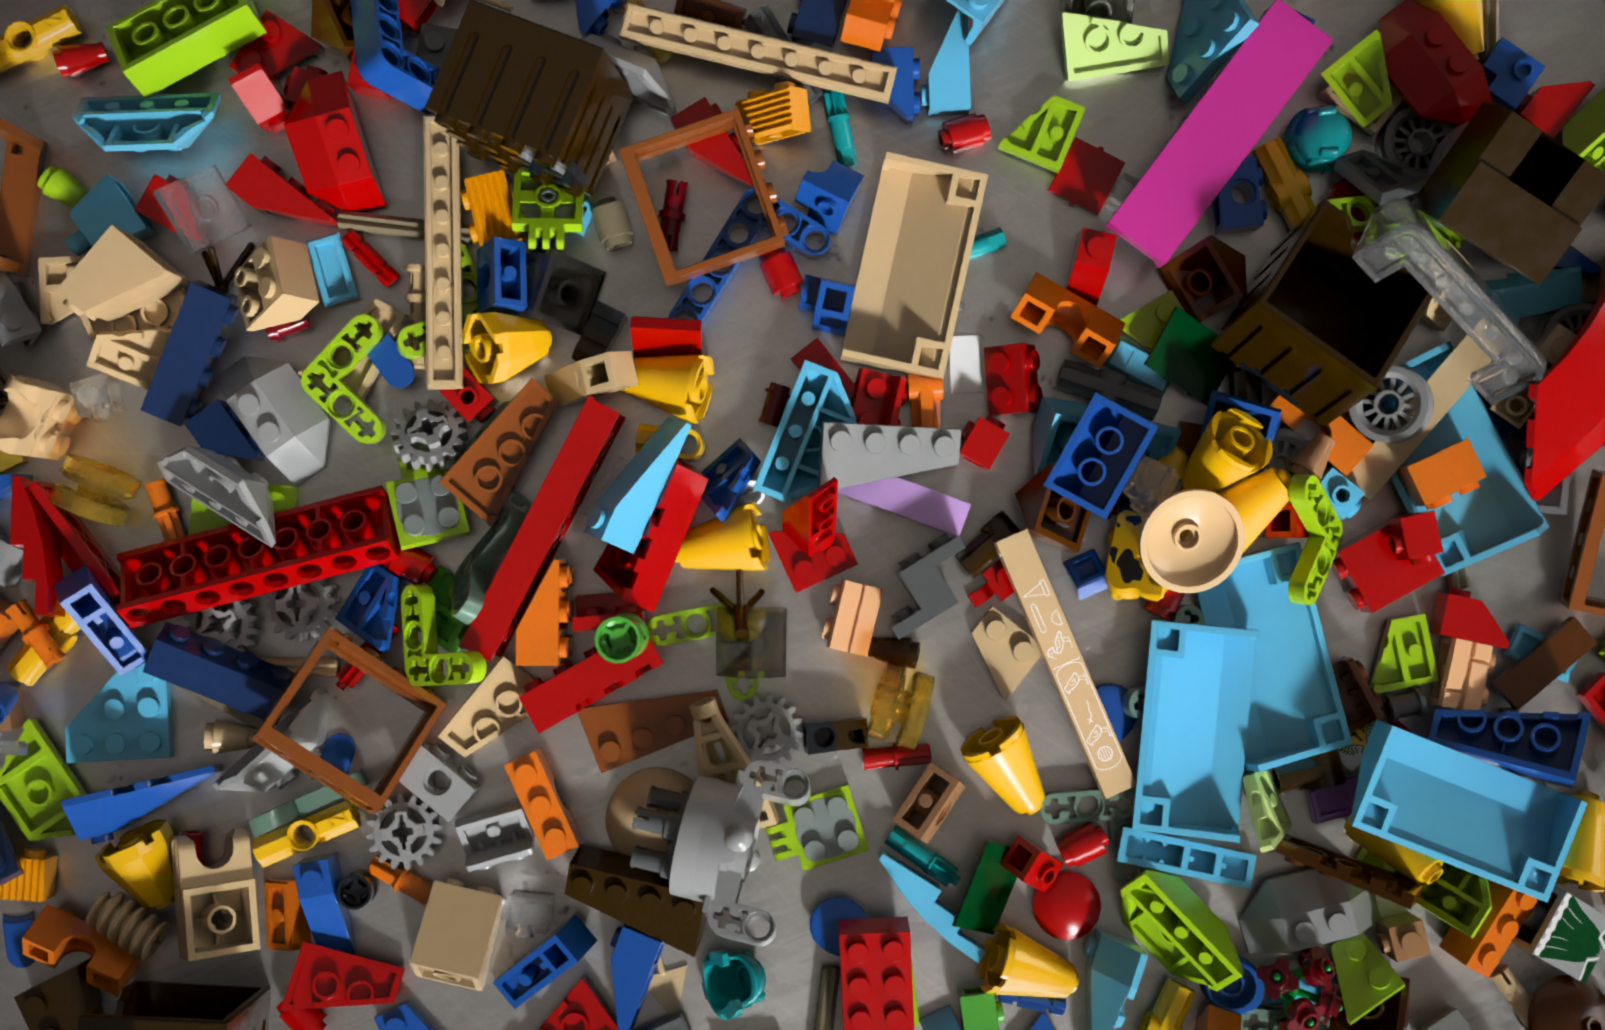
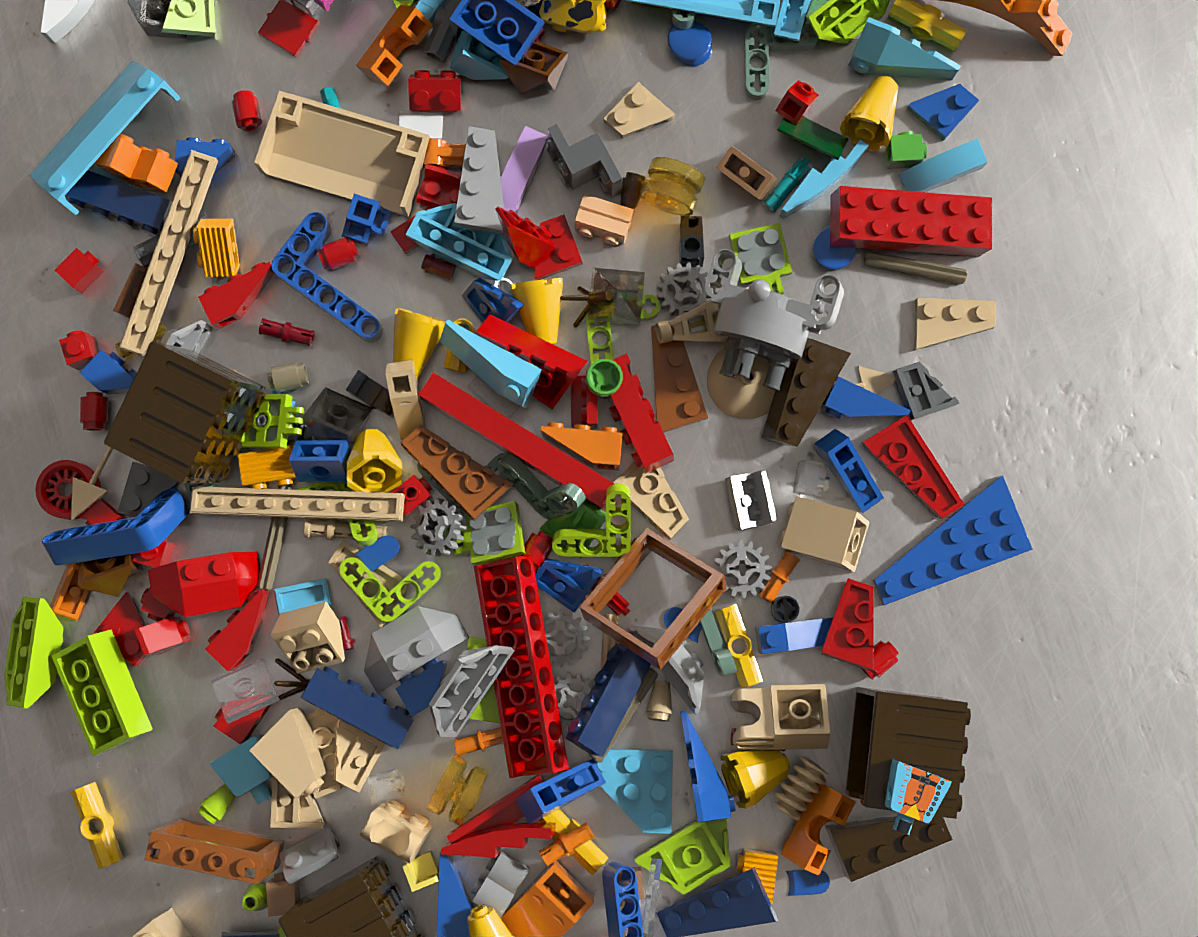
camera: 85 degrees left, 5 degrees down
(79, 58) = (115, 784): red cone -> none
(148, 122) = (172, 728): medium azure wedge -> none
(284, 916) = (800, 668): orange slope -> none
(370, 258) = (296, 566): red axle -> none
(419, 780) = (718, 530): light grey brick -> none
(537, 793) = (727, 460): orange arch -> none
(665, 336) = (378, 337): red tile -> none
(732, 982) = (872, 329): teal helmet -> none
(755, 164) = (252, 261): dark orange window -> none
(829, 194) = (282, 211): blue brick -> none
(840, 128) = (227, 203): teal piece -> none
(896, 756) = (711, 198): red axle -> none
(948, 81) = (202, 117): medium azure slope -> none
(981, 550) = (553, 111): dark brown piece -> none
(983, 441) = (480, 113): red brick -> none
(996, 583) = (584, 111): red plate -> none
(1006, 764) = (721, 115): yellow cone -> none
(1045, 134) = (253, 52): lime wing -> none
(1055, 1005) = (901, 107): blue axle -> none
(1065, 663) = (649, 65): tan tile -> none
(1067, 907) = (832, 81): red dish -> none
(1083, 845) = (785, 66): red brick -> none
(1086, 574) = (585, 49): blue slope -> none
(1090, 263) = (352, 26): red slope -> none

